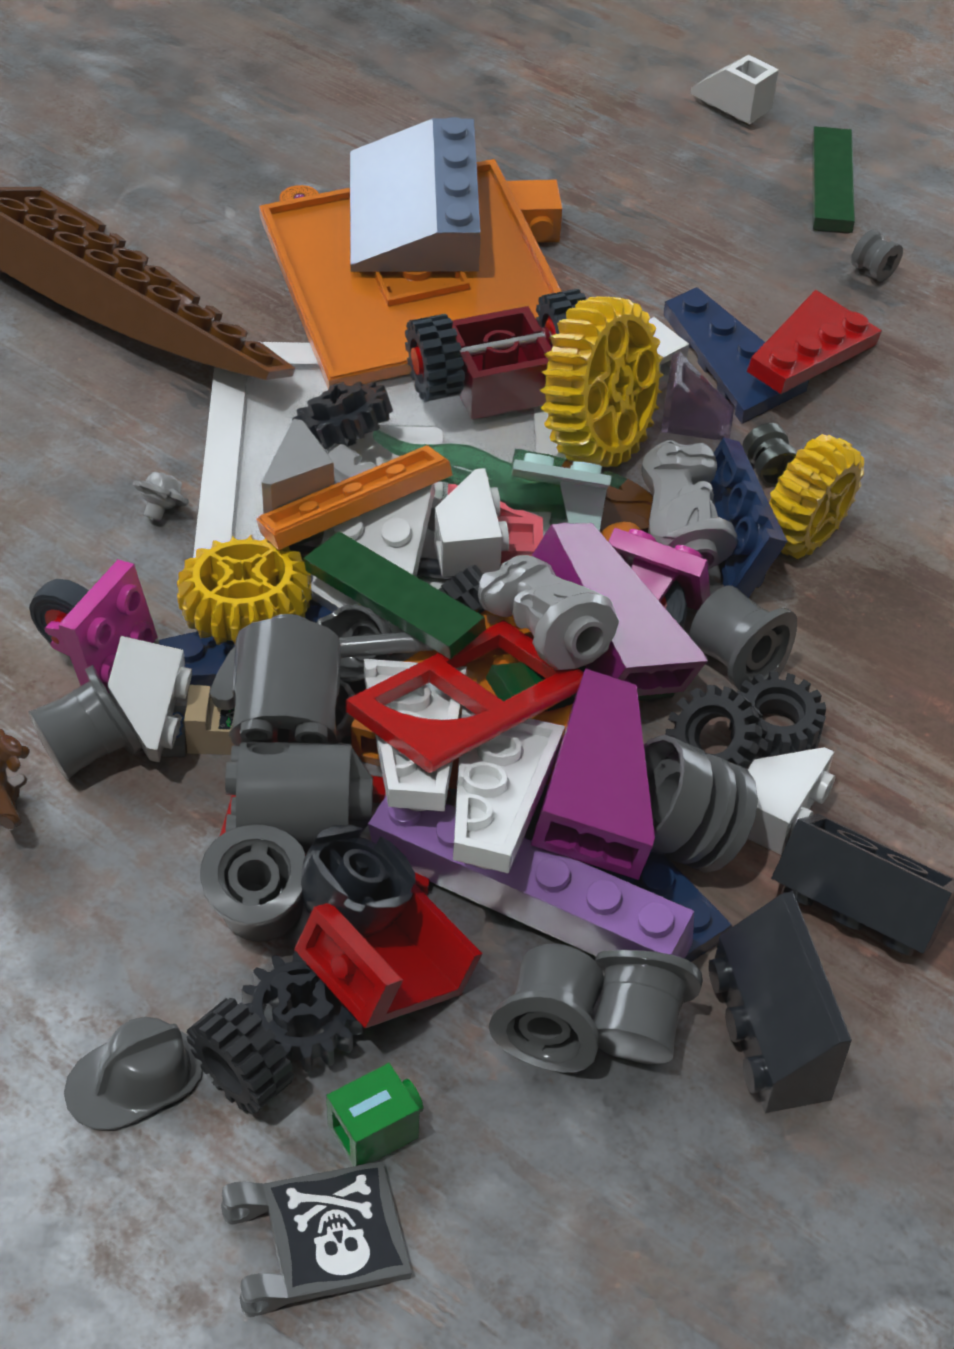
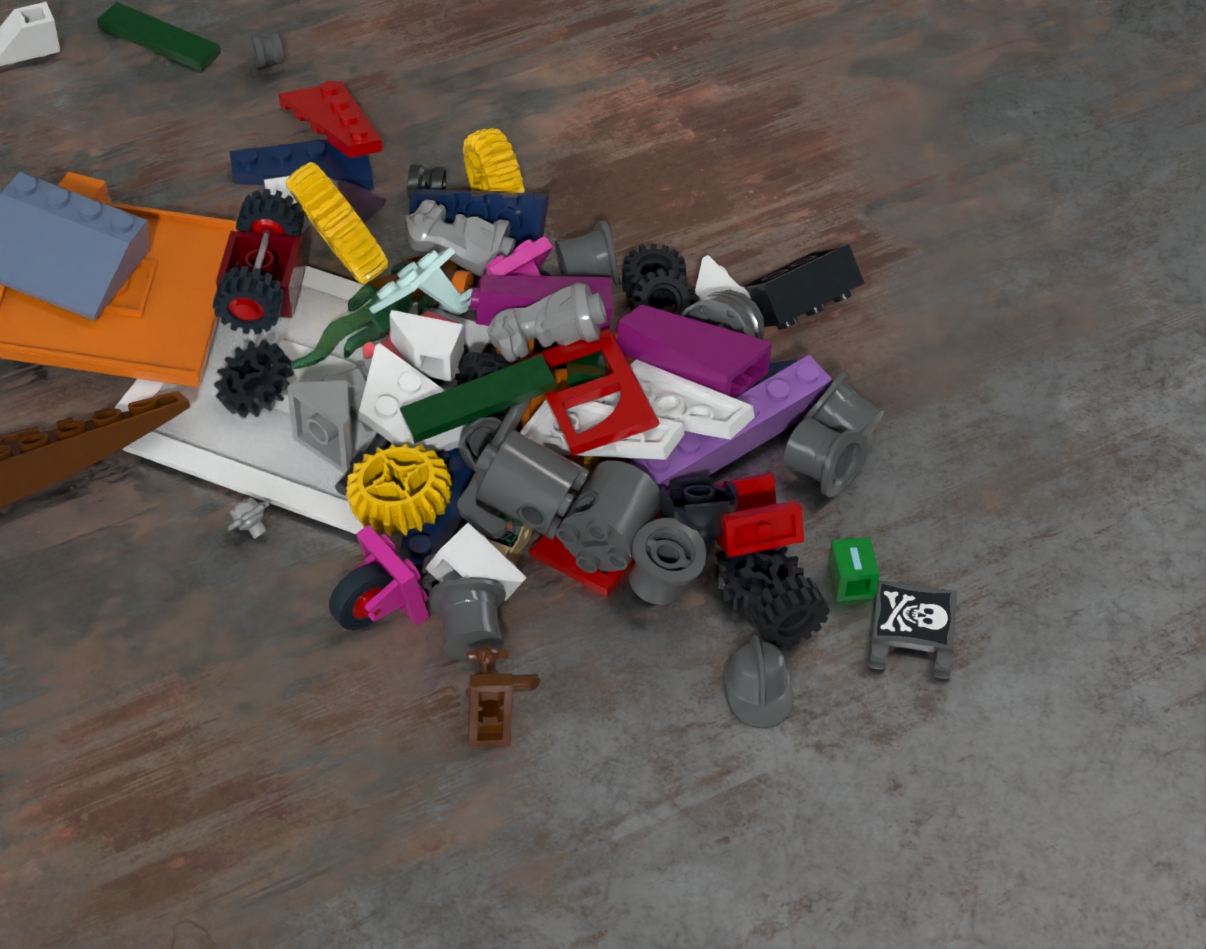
camera: 65 degrees left, 0 degrees up
(353, 497) = (369, 390): orange tile -> none
(780, 1007) = (877, 349): black slope -> none

